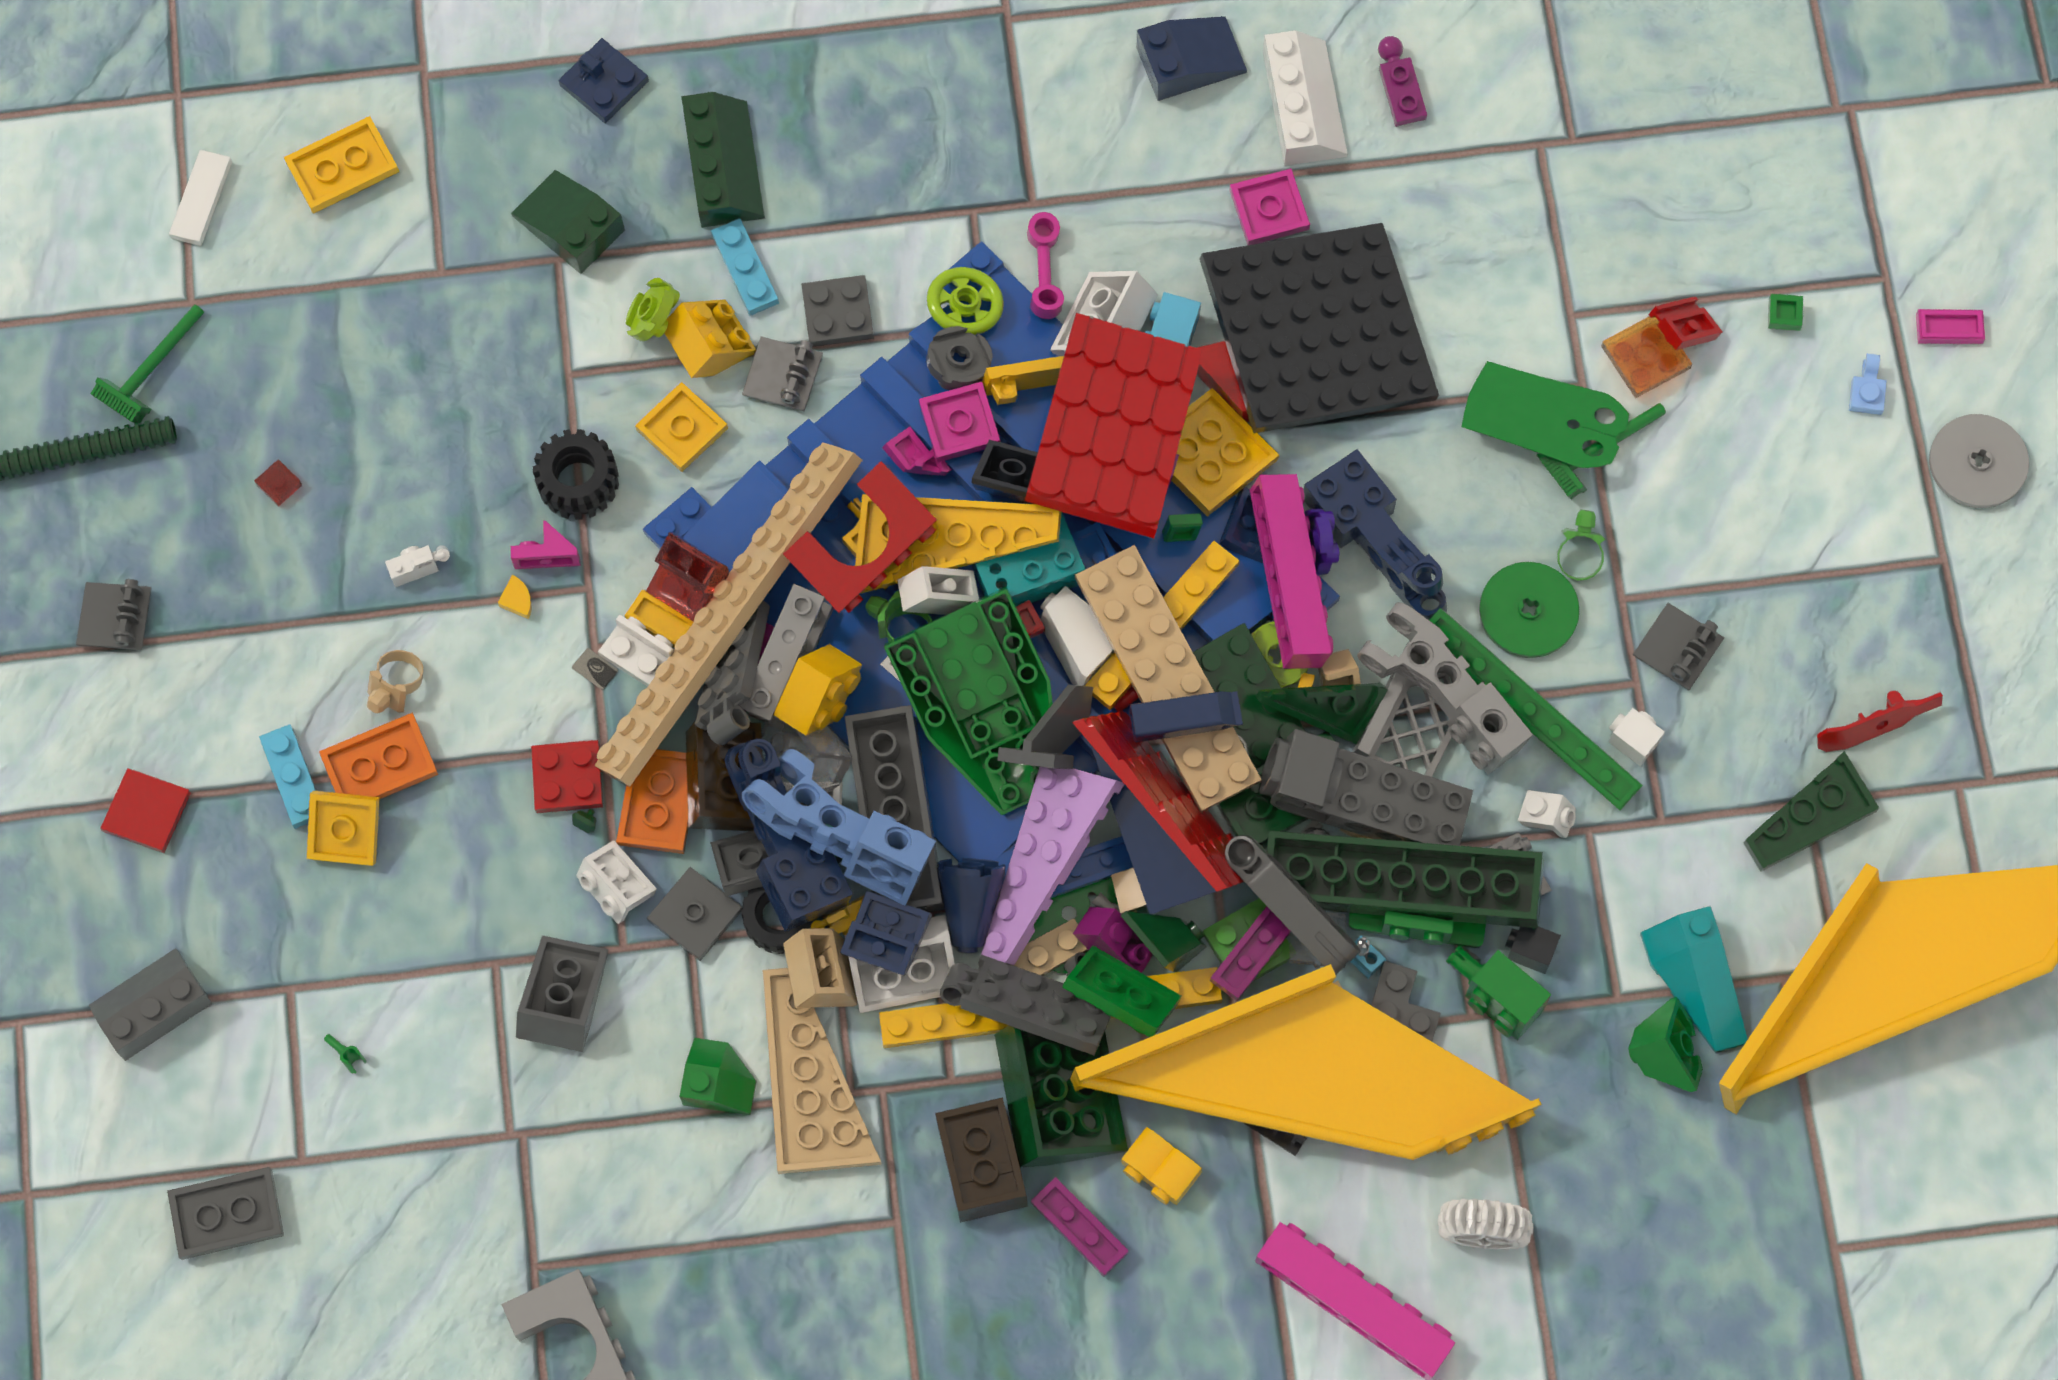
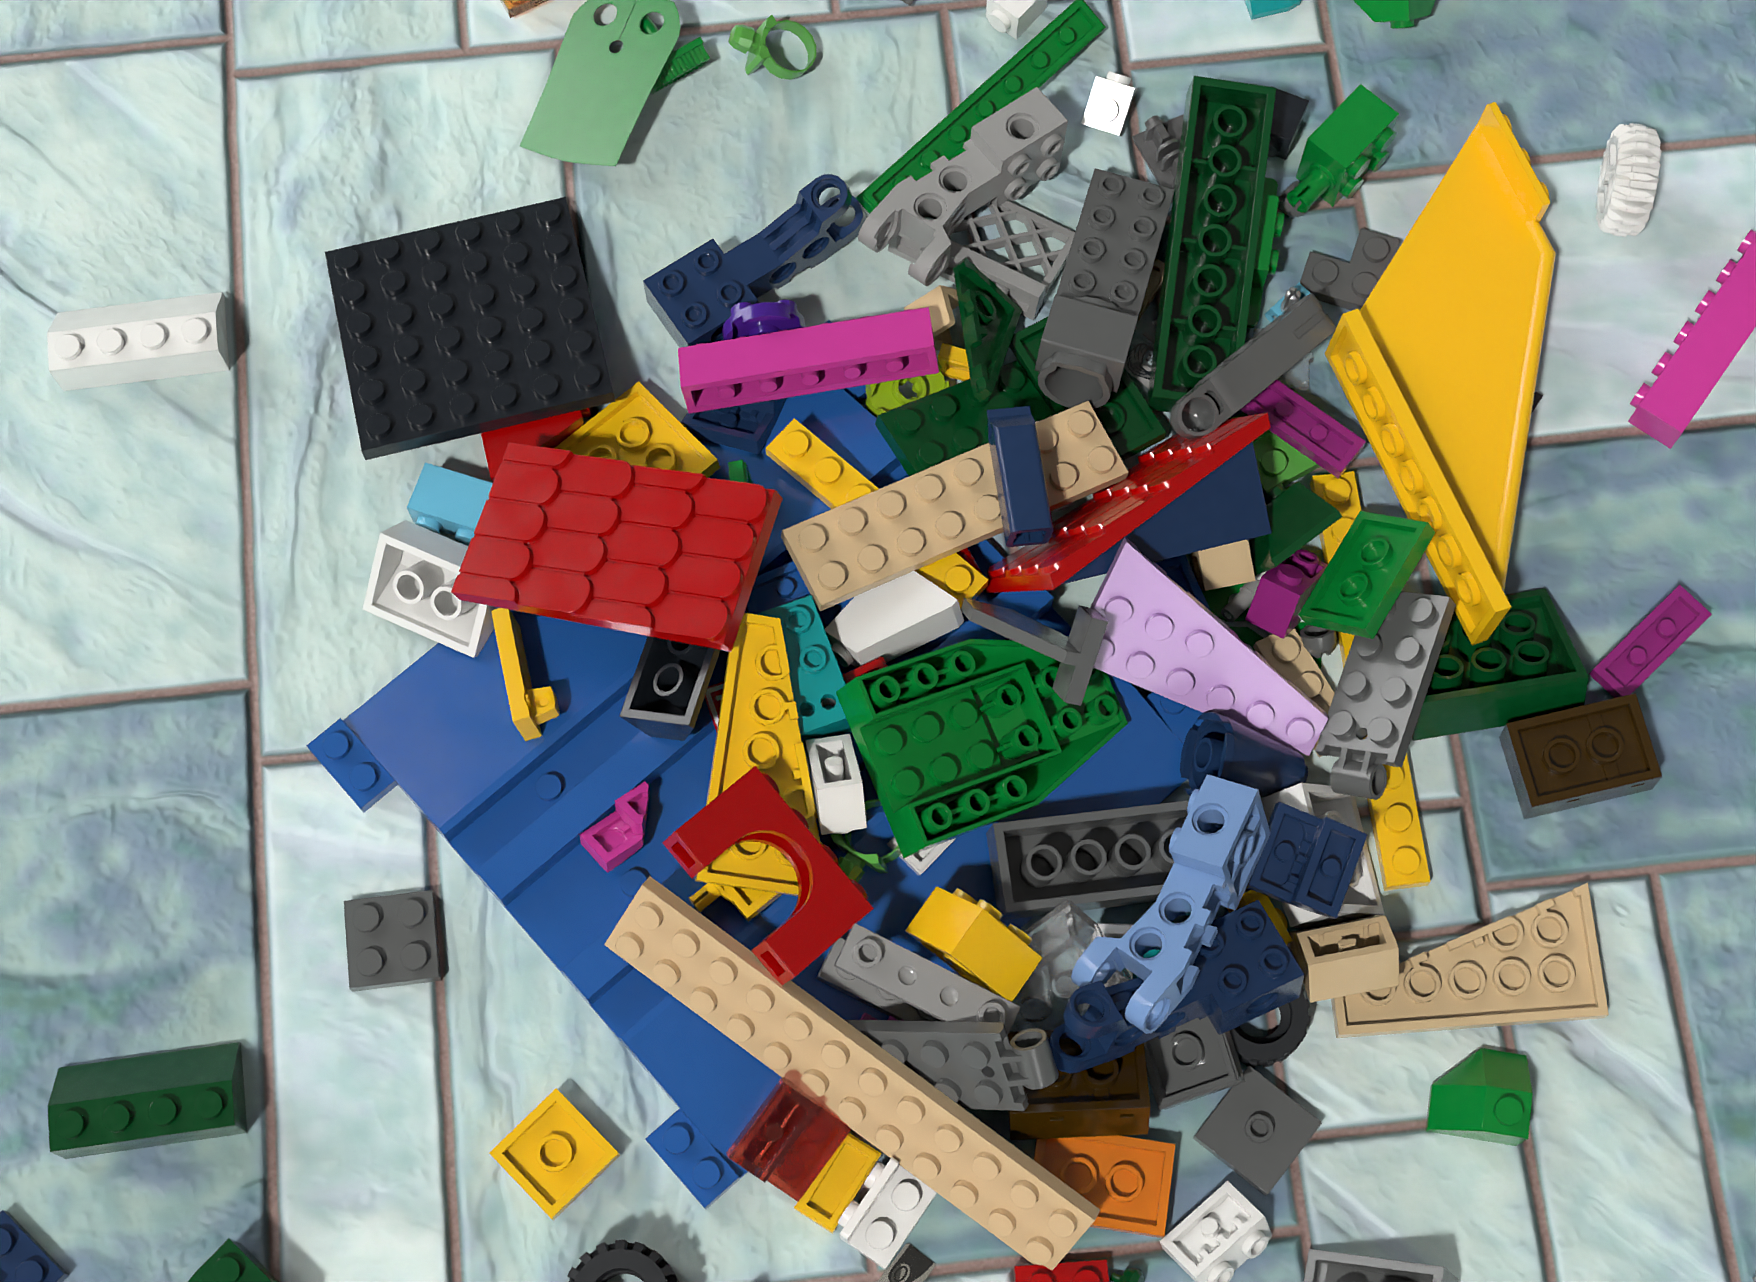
camera: 90 degrees left, 0 degrees up
(650, 310) = (372, 1175): lime plate -> none
(708, 337) = (422, 1117): yellow slope -> none
(744, 267) = (315, 1069): medium azure plate -> none
(783, 373) = (481, 1015): flat silver hinge -> none
(953, 373) = (498, 785): dark grey plate -> none
(958, 421) = (583, 763): dark pink plate -> none
(960, 278) = (388, 731): lime plate -> none
(1043, 234) = (401, 659): dark pink piece -> none
(1160, 1166) = (1570, 545): yellow brick -> none
(1188, 54) = (59, 479): dark blue slope -> none
(1269, 207) = (290, 384): dark pink plate -> none
(1400, 83) = (130, 224): magenta plate -> none
(1522, 633) = (837, 137): green piece -> none

